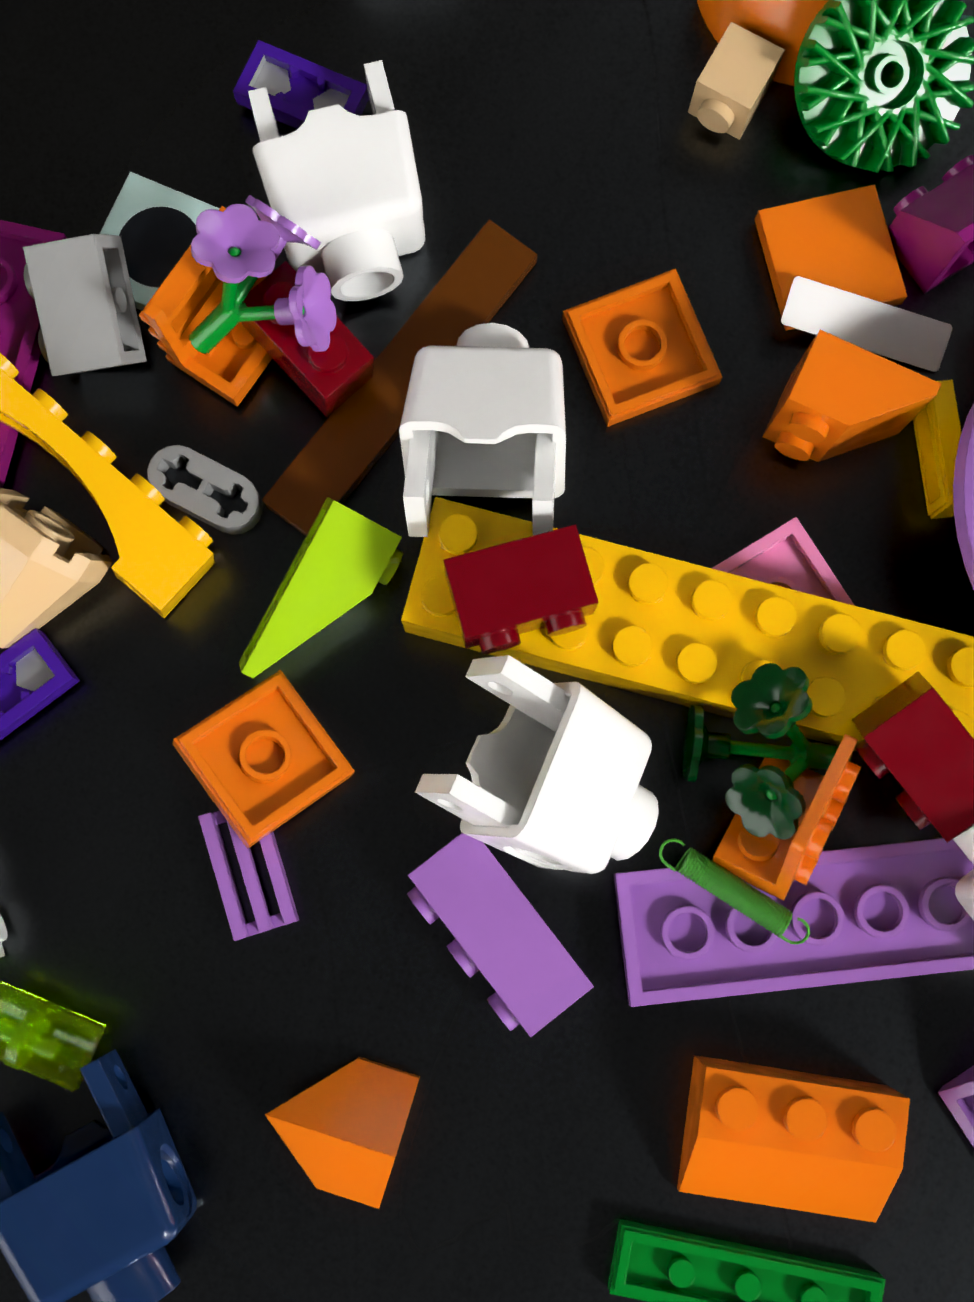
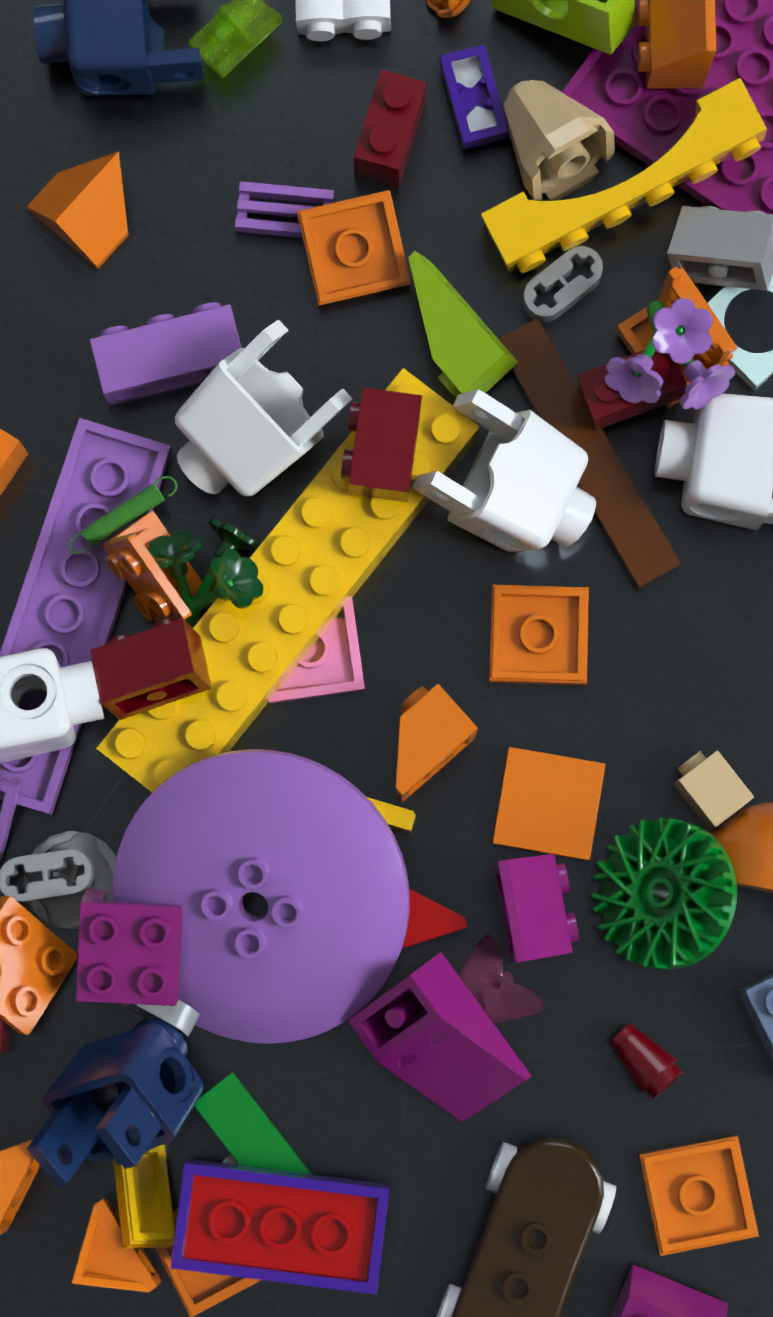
camera: 115 degrees right, 0 degrees up
(88, 776) = (389, 129): none -> dark red brick
(867, 323) = (484, 804): white sticker -> none

